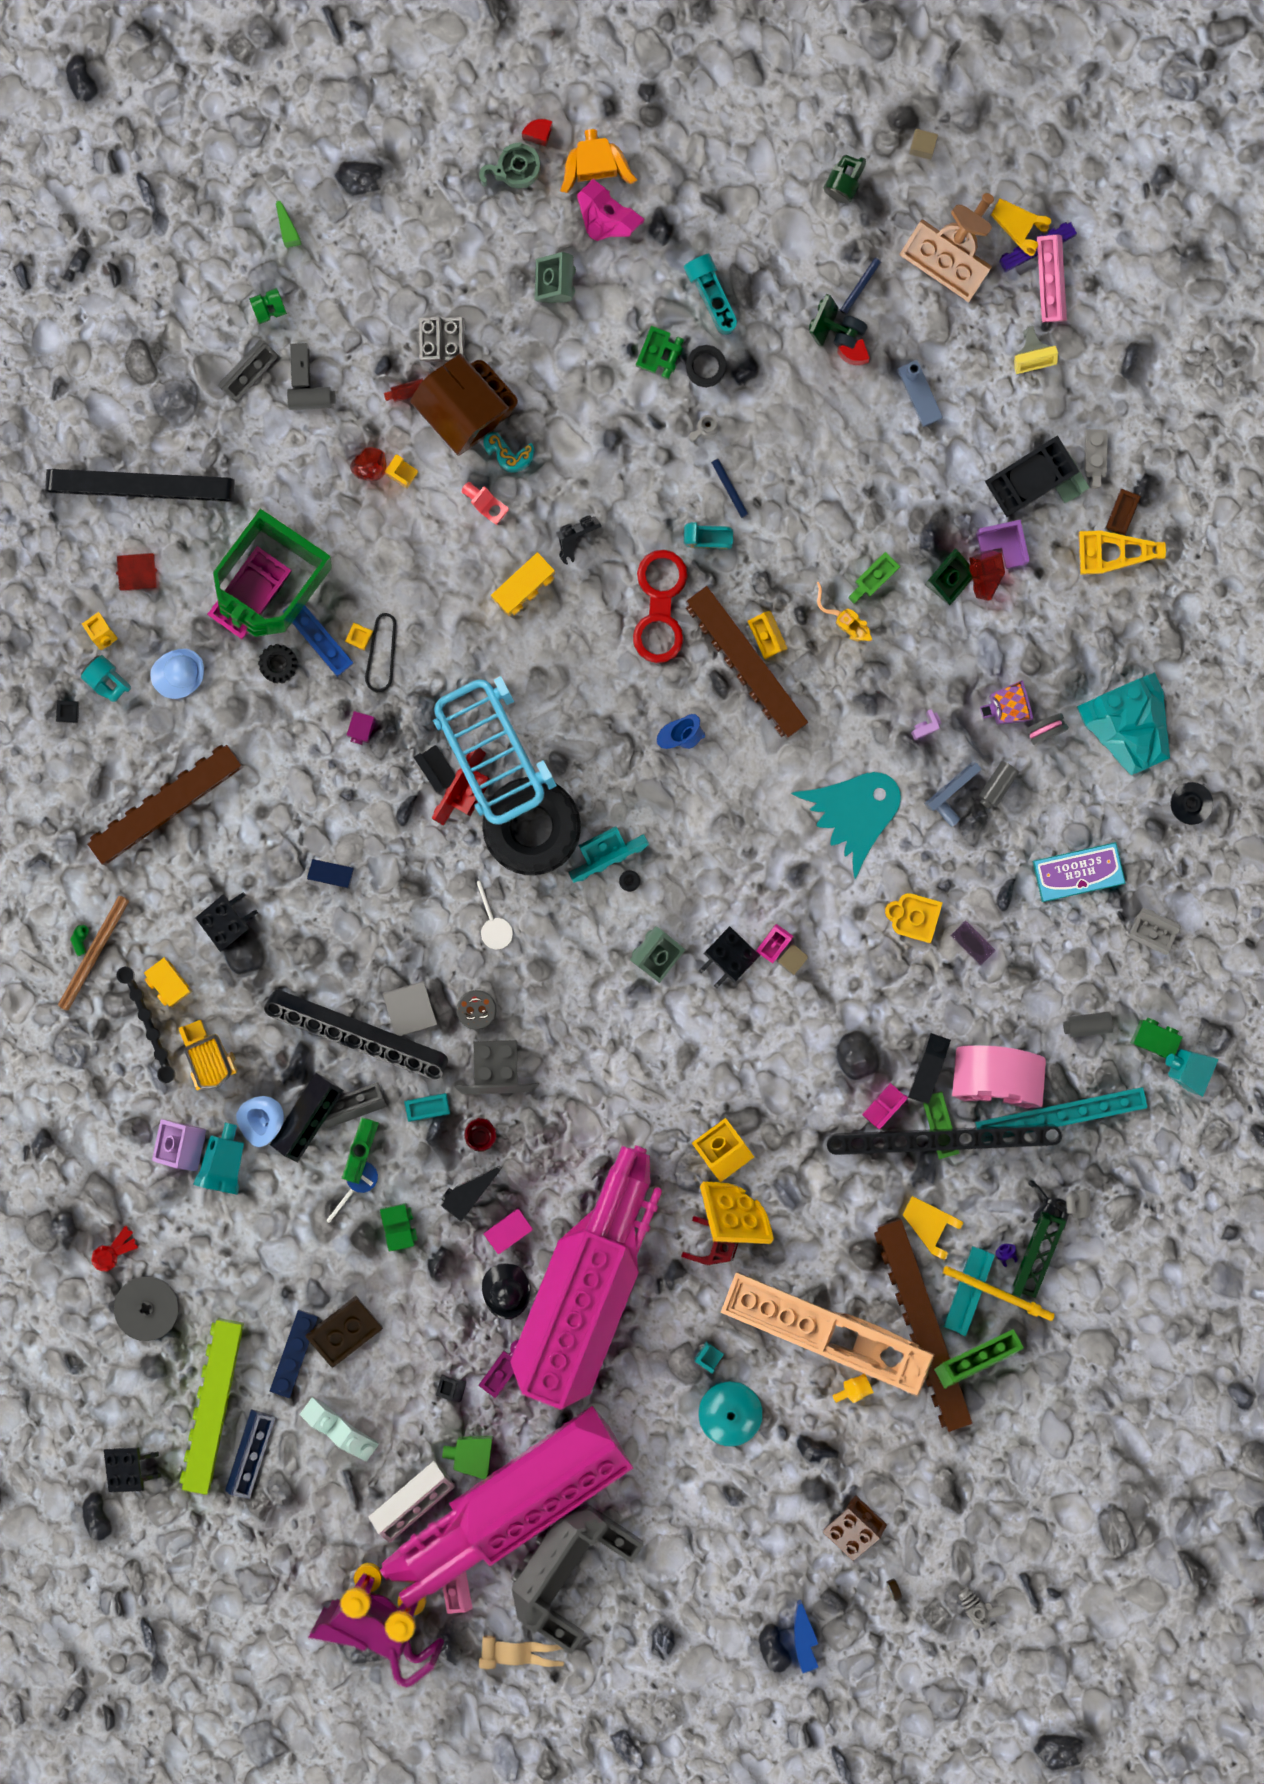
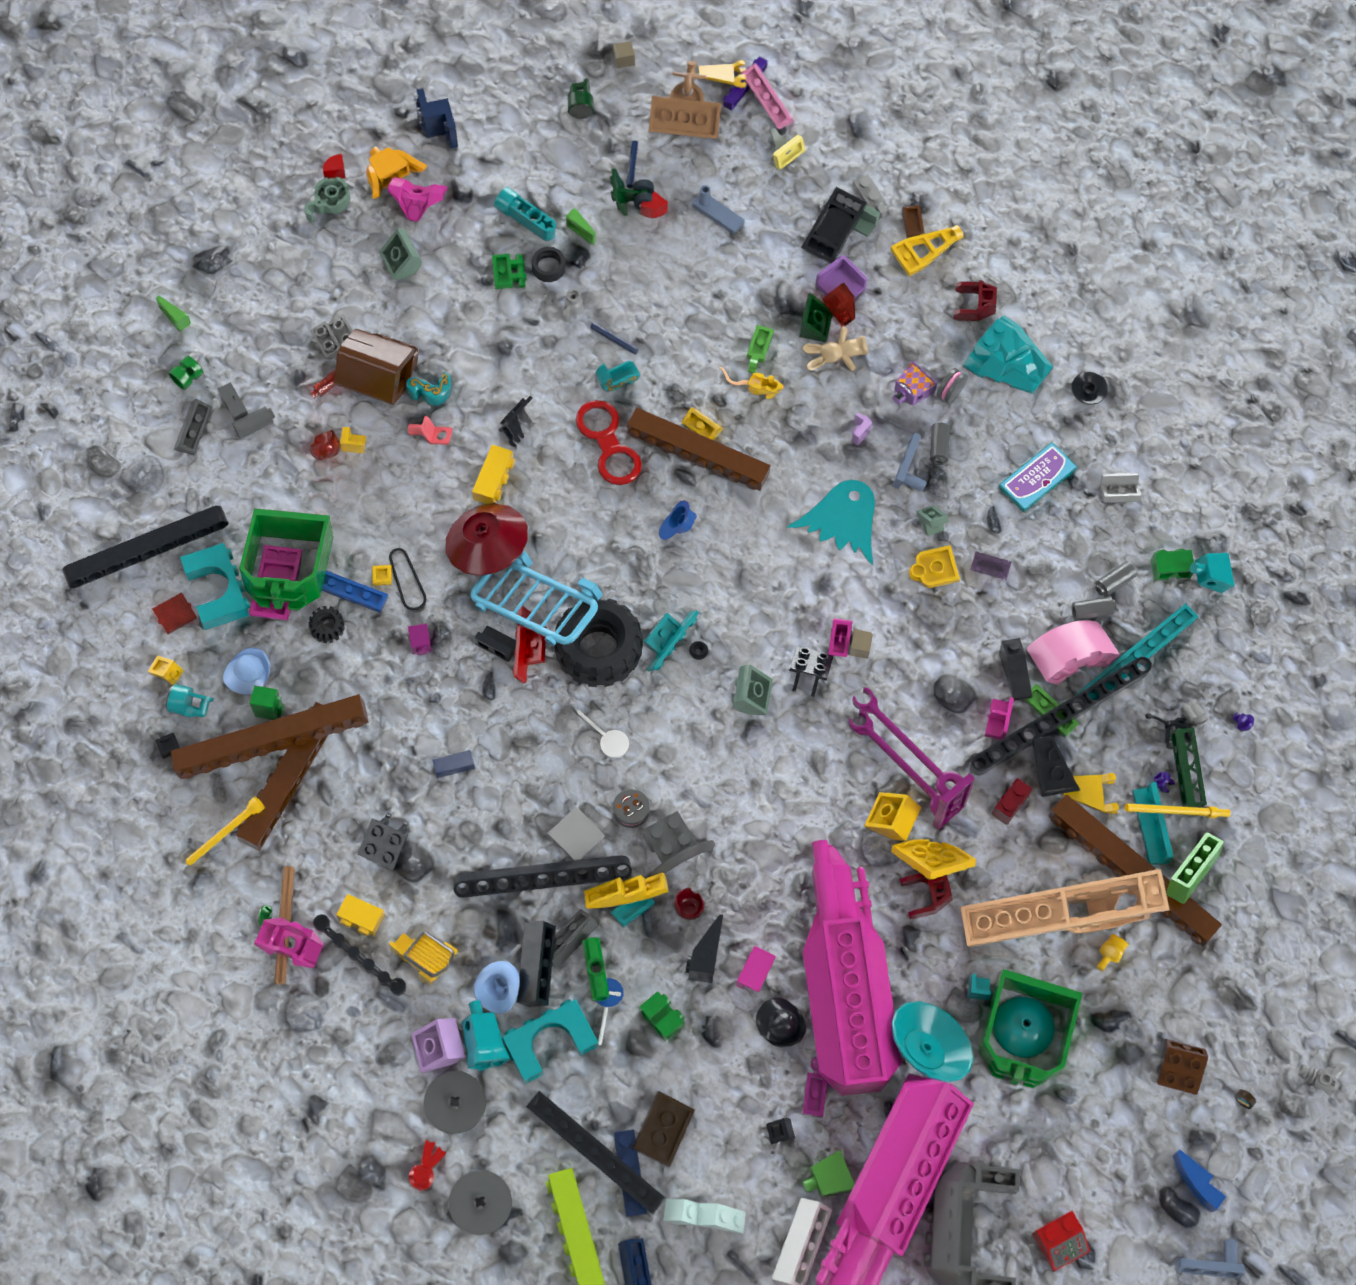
camera: 30 degrees left, 20 degrees down
(75, 962) = (307, 944): none -> dark pink piece
(116, 825) = (254, 806): none -> yellow piece
(161, 1220) = (438, 1101): none -> dark grey piece
(164, 761) = (269, 737): none -> reddish brown brick
(178, 722) = (266, 703): none -> green brick
(197, 593) = (232, 604): none -> teal arch
(255, 1182) = (566, 1017): none -> teal arch
(270, 1321) = (596, 1152): none -> black plate
(427, 1091) = (624, 892): none -> yellow slope
(485, 671) = (494, 548): none -> dark red dish
(645, 1388) = (932, 1041): none -> teal dish
(648, 1621) = (1062, 1240): none -> red slope
(674, 126) = (436, 118): none -> dark blue bracket
(696, 1458) = (1039, 990): none -> green container
(761, 330) = (579, 225): none -> bright green slope
(770, 1174) = (946, 802): none -> magenta piece
(786, 1726) = (1226, 1269): none -> sand blue piece
(846, 1196) = (1012, 801): none -> dark red brick
(903, 1187) = (1051, 767): none -> black wing
(942, 862) = (932, 519): none -> sand green slope
(947, 624) = (834, 351): none -> tan animal
(1047, 1043) = (1093, 608): none -> dark grey brick
(1125, 1237) = (1245, 722): none -> dark purple plate
(1144, 640) = (986, 300): none -> dark red piece

